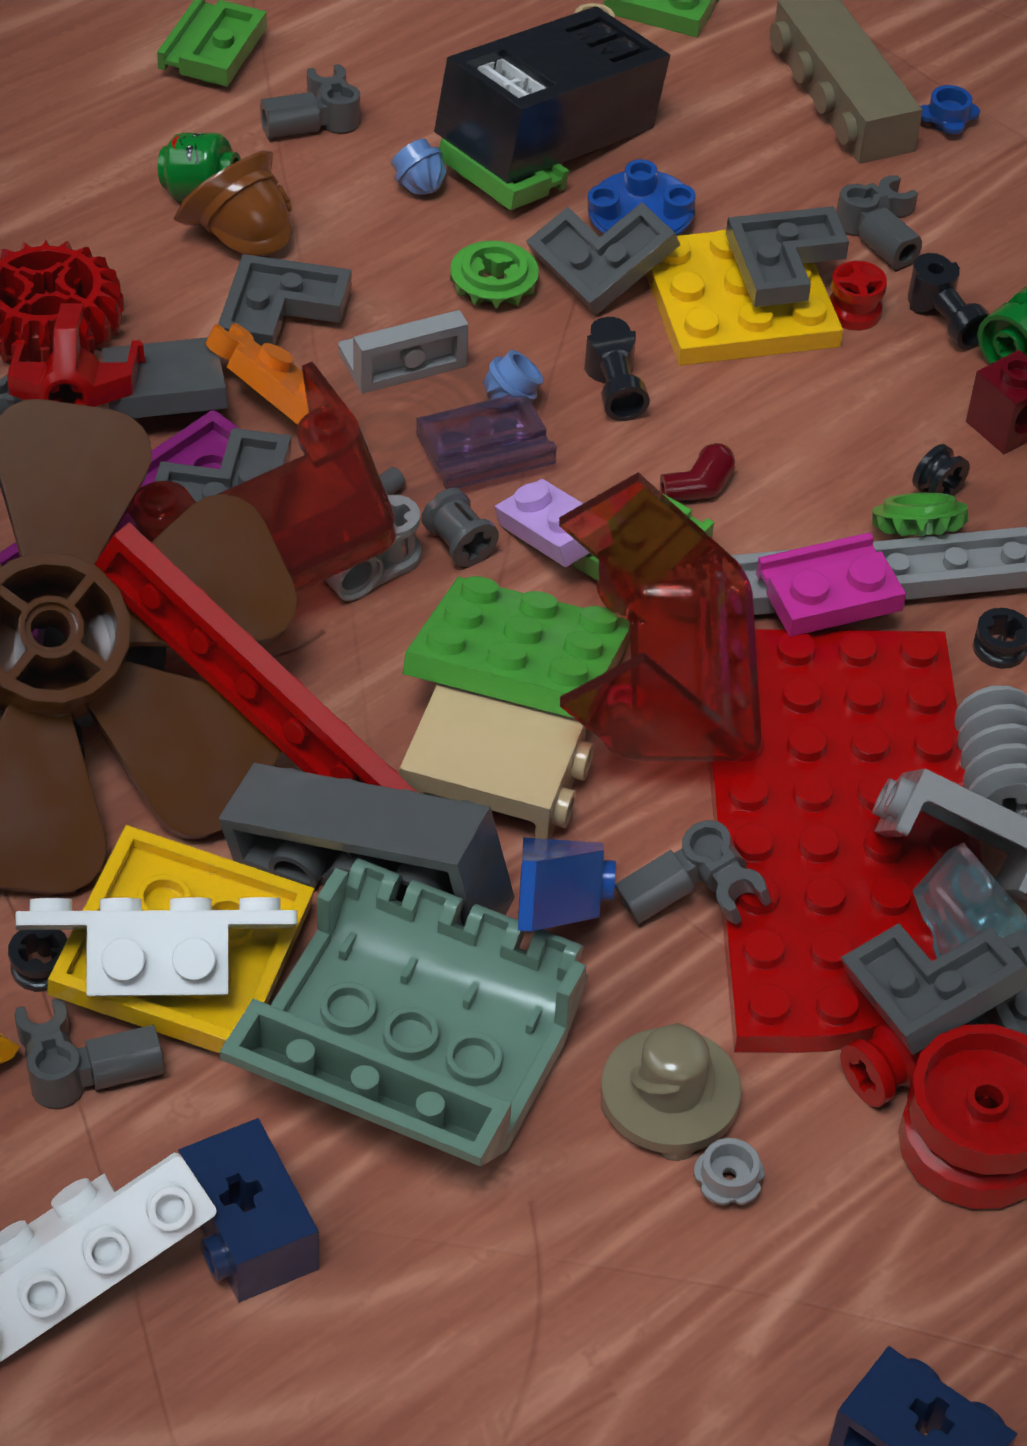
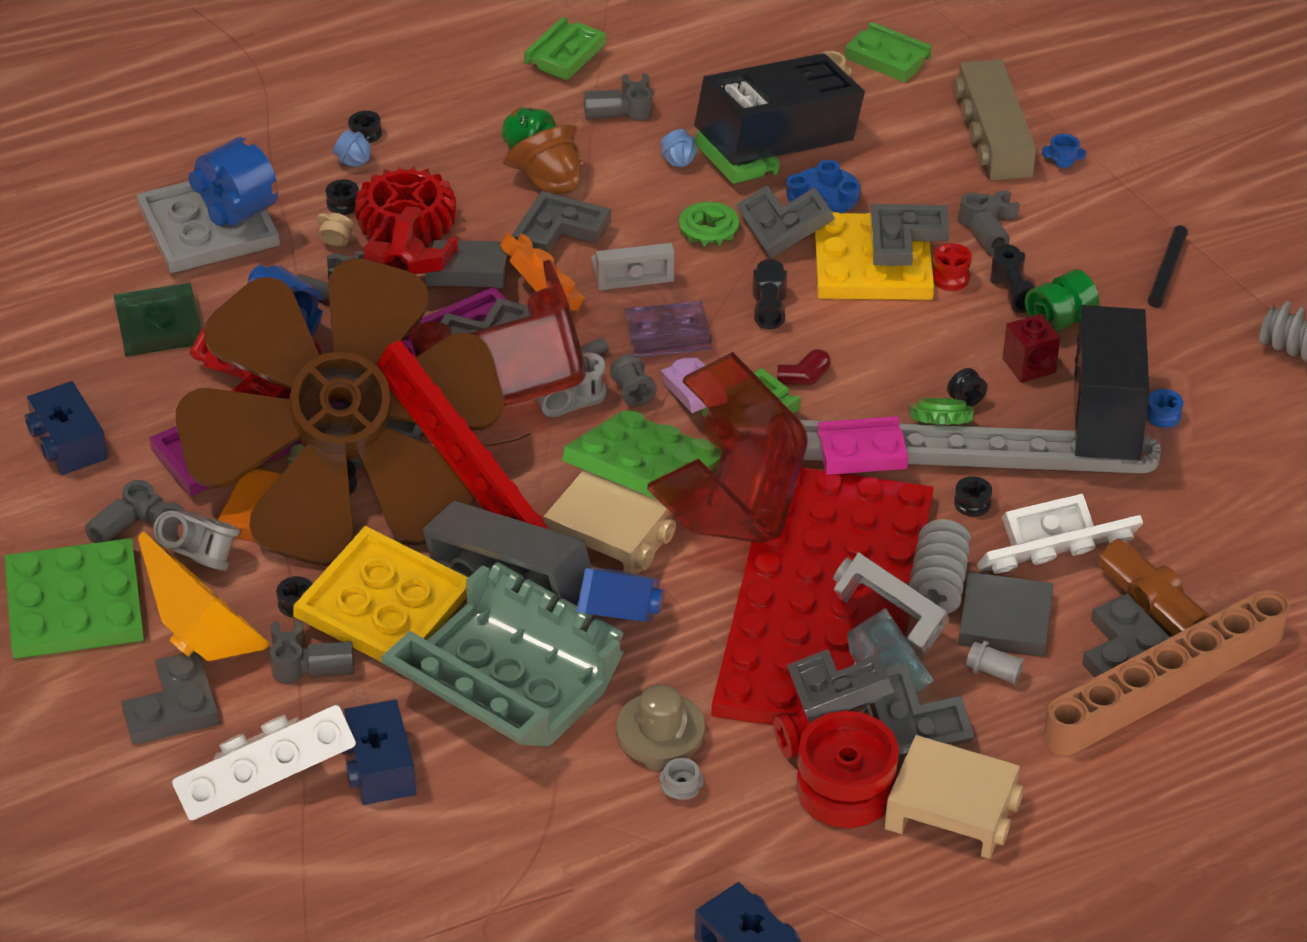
camera: 15 degrees right, 5 degrees down
(156, 951) = (362, 596): white bracket -> none
(512, 376) = (697, 289): medium blue plate -> none
(705, 857) = (723, 595): dark grey bar -> none

